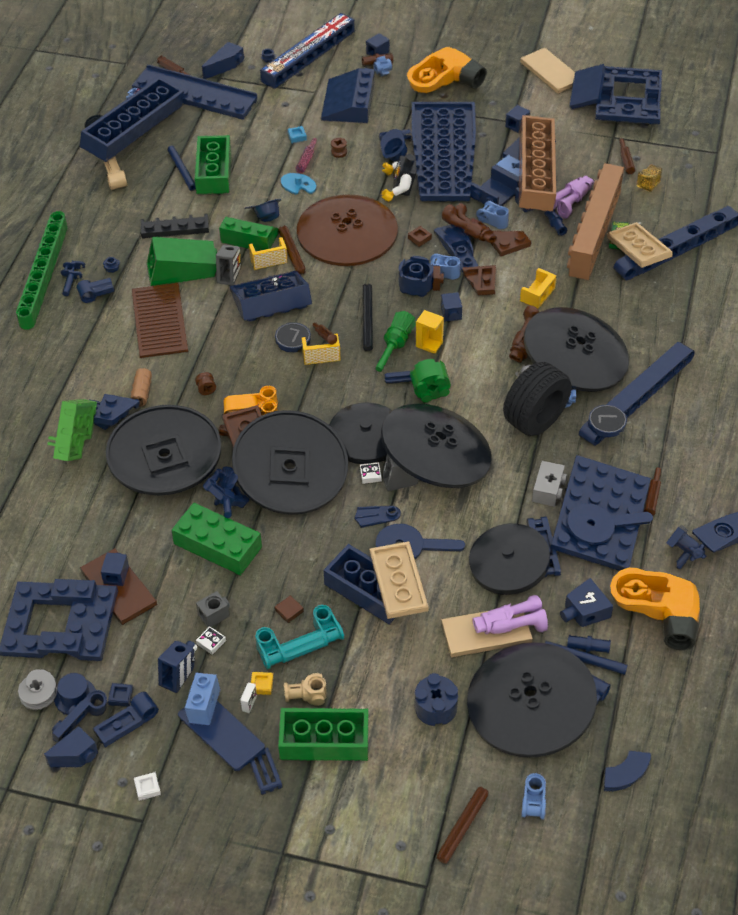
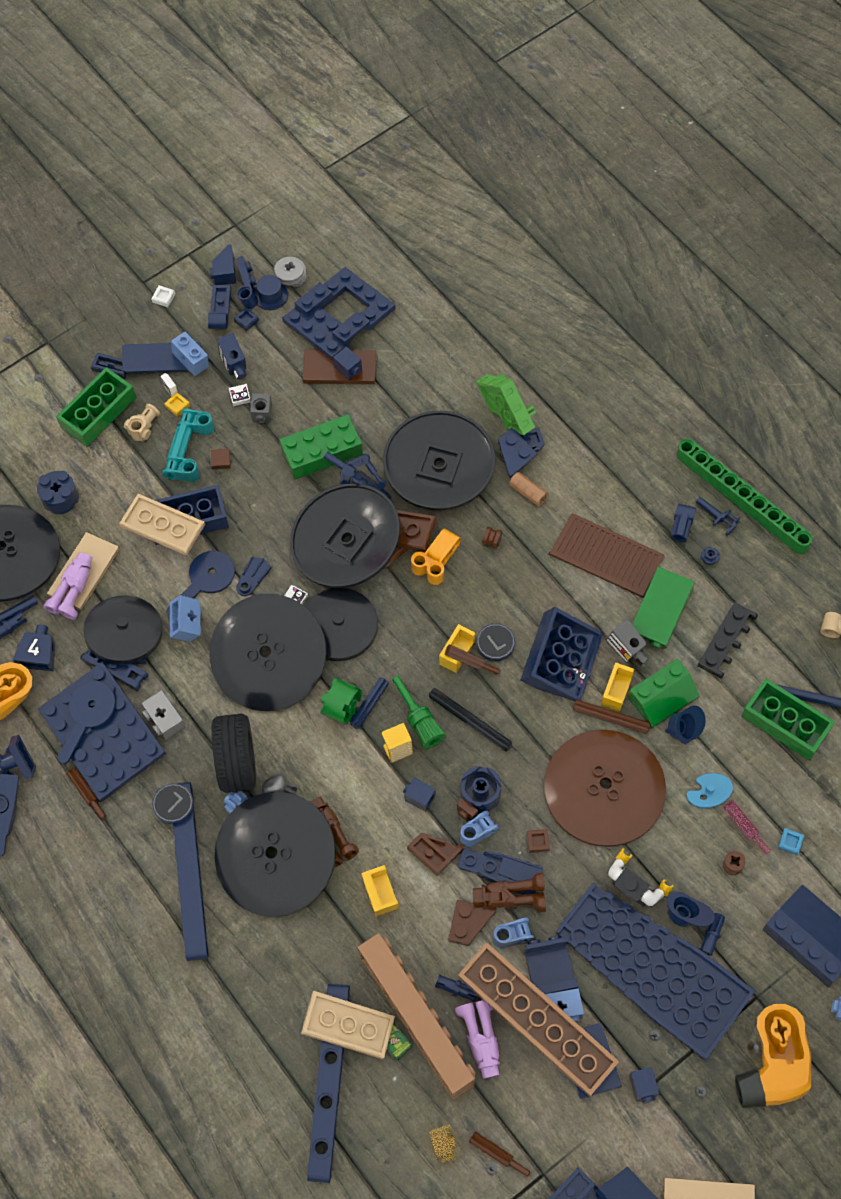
camera: 130 degrees right, 15 degrees up
(460, 520) = (185, 618): none -> medium blue brick

